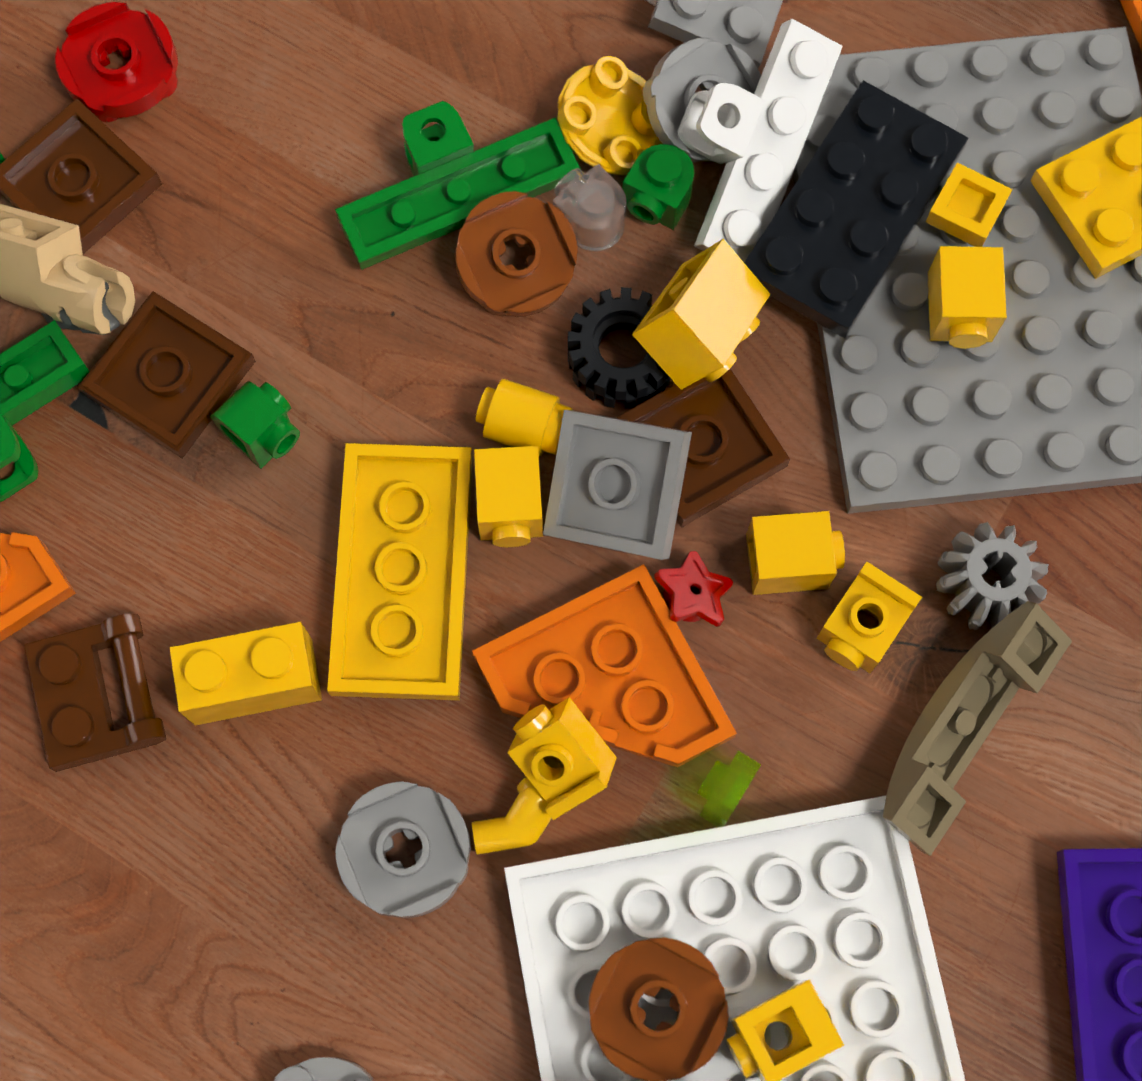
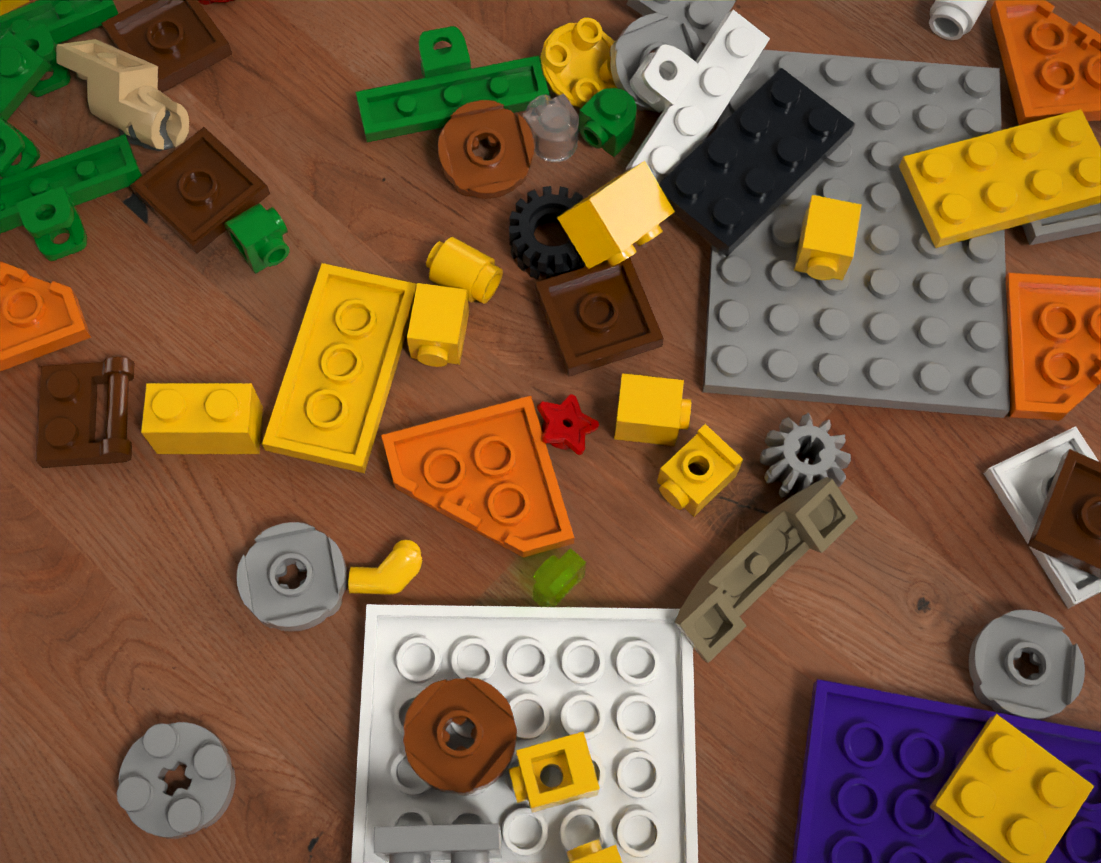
camera: 10 degrees right, 5 degrees down
(565, 735) = (430, 525): yellow brick -> none
(617, 484) = (523, 330): light grey plate -> none
(968, 205) = (844, 172): yellow plate -> none

